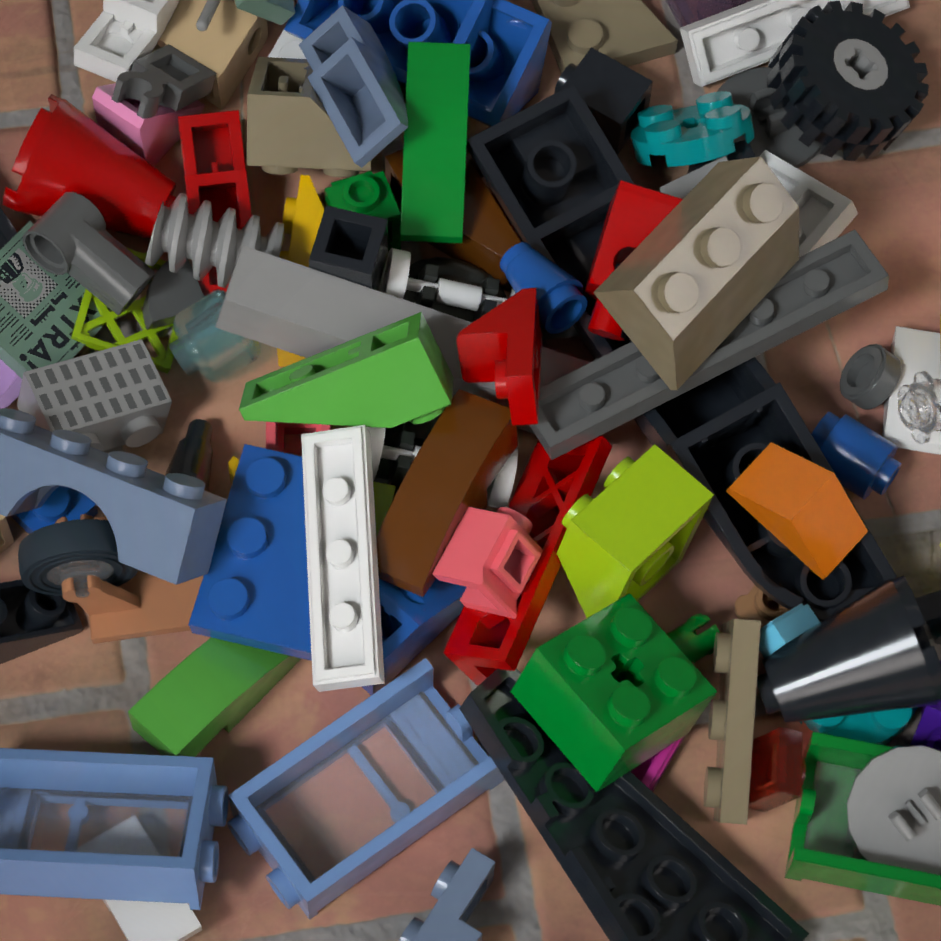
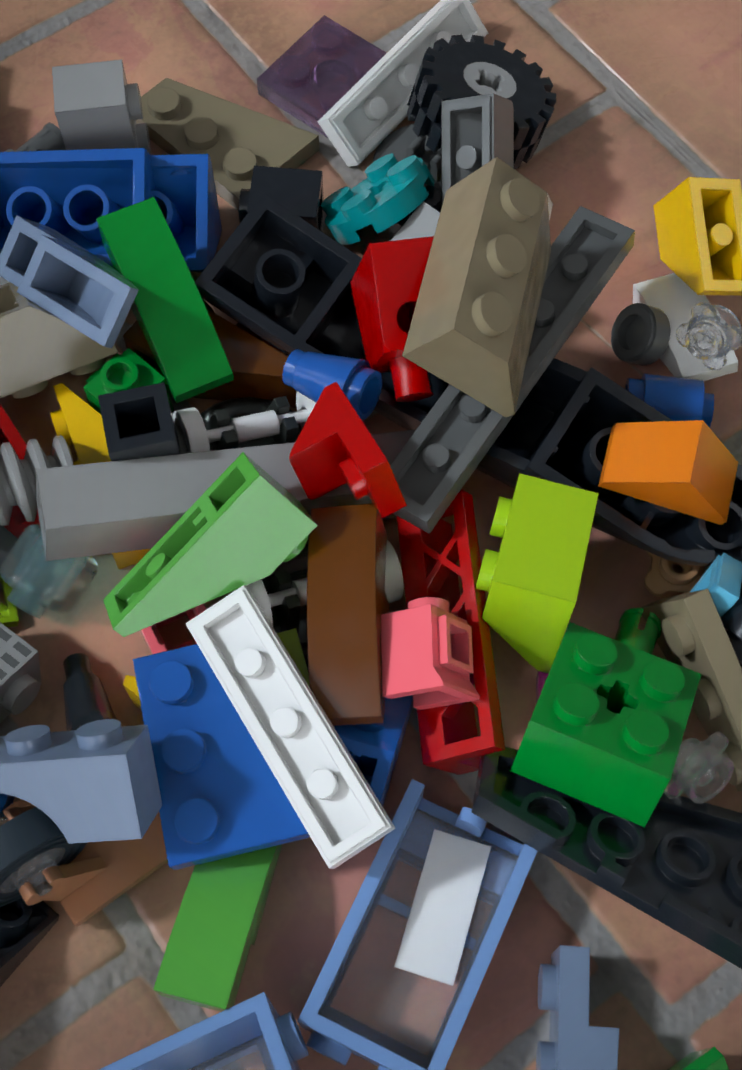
camera: 25 degrees left, 0 degrees up
(399, 778) = (443, 907): none -> white sticker
(673, 770) = (701, 769): none -> clear plate
(805, 133) = (474, 134): none -> dark grey slope

